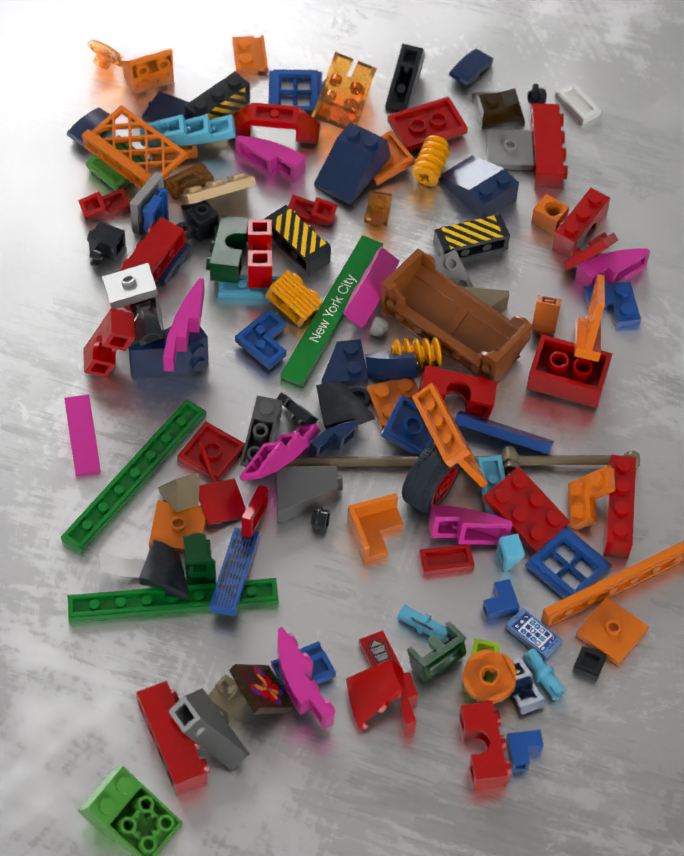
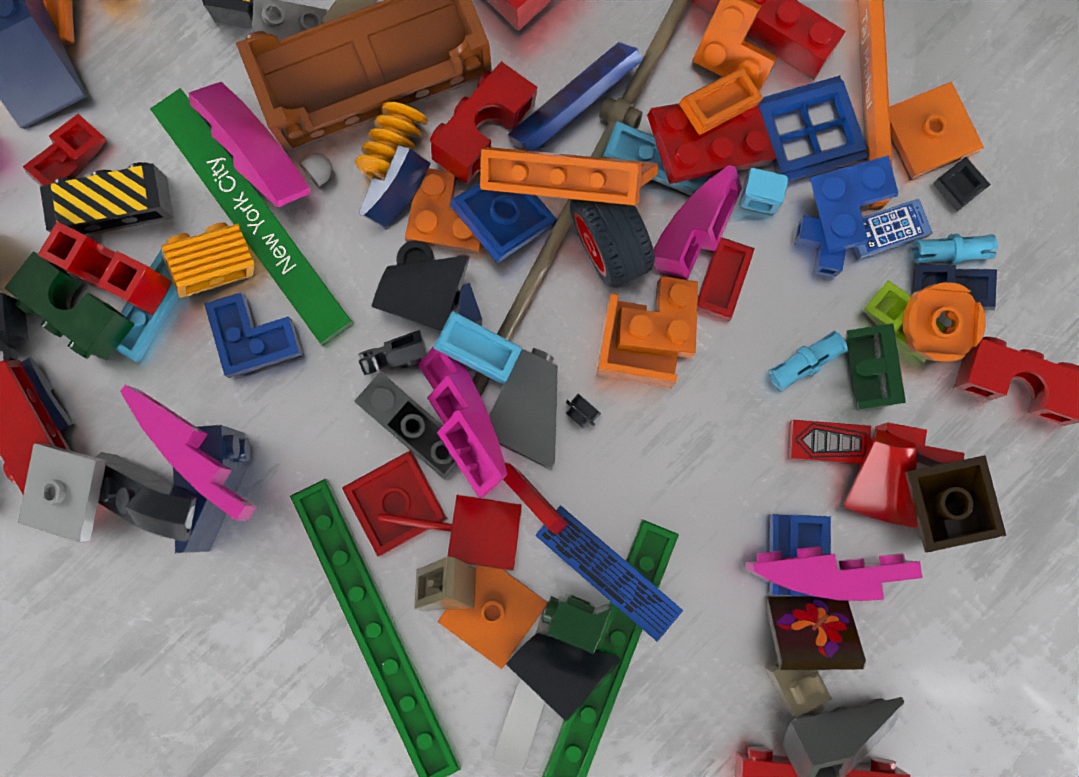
camera: 55 degrees left, 25 degrees up
(82, 435) = (272, 678): dark pink slope -> none
(113, 334) = (143, 571): red arch -> none
(323, 441) = (477, 347): none -> medium azure tile
(347, 364) = (353, 246): dark blue wing -> none
(378, 209) = (119, 62): clear orange bracket -> none
(380, 727) = (955, 503): none -> dark brown slope
(394, 538) = (667, 330): none -> orange plate
(520, 745) = (1039, 333): blue piece -> none
(534, 588) = (841, 194): none -> blue plate
(547, 499) = (720, 101): none -> orange tile

